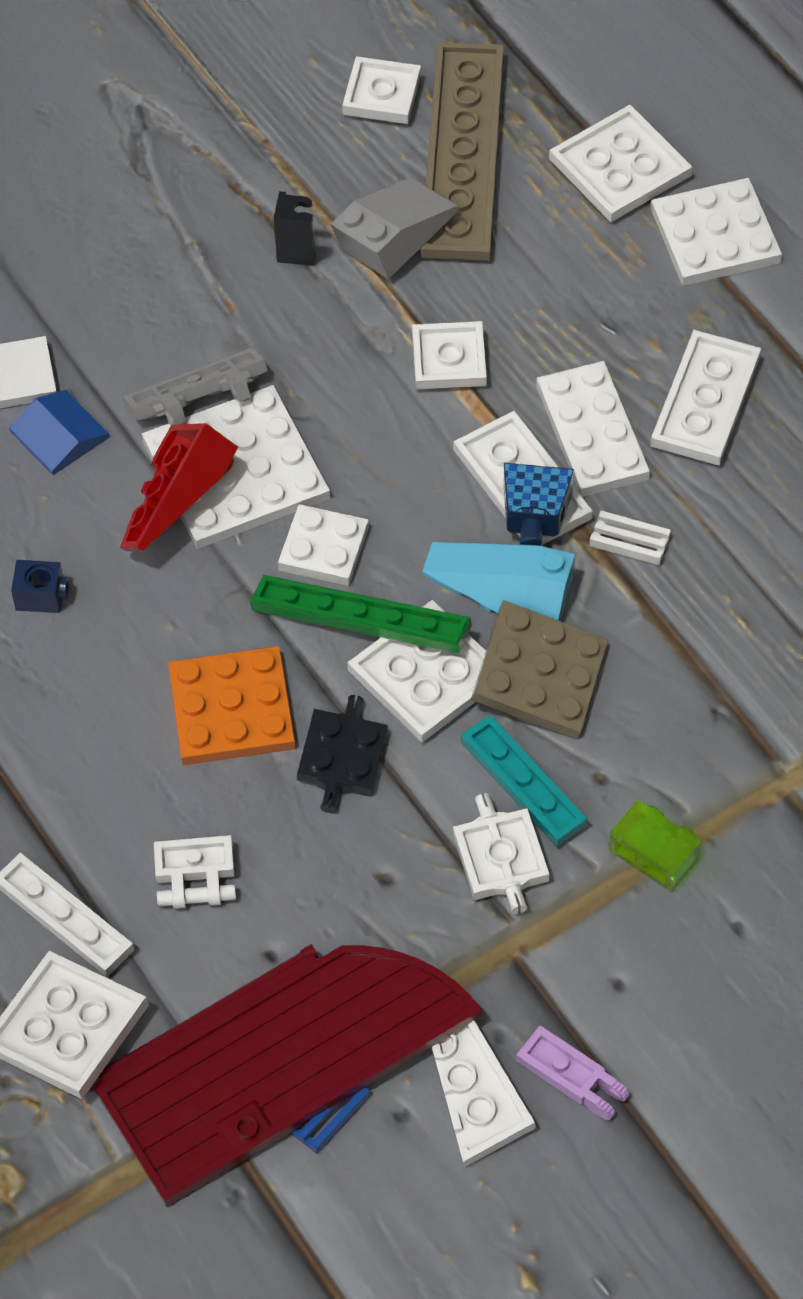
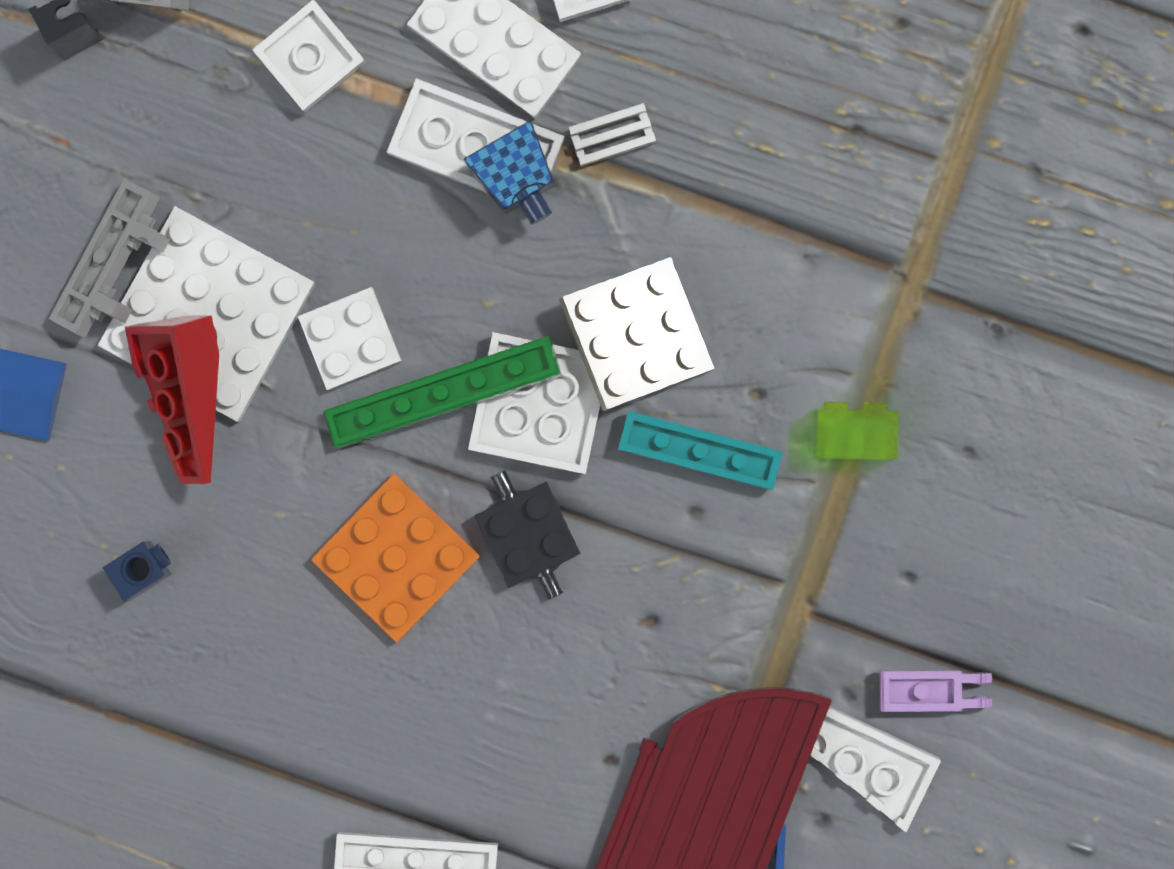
camera: 40 degrees left, 30 degrees up
(194, 860) = (486, 728): white plate -> none
(491, 573) = (535, 263): medium azure wedge -> none
(500, 853) = (733, 534): white plate -> none

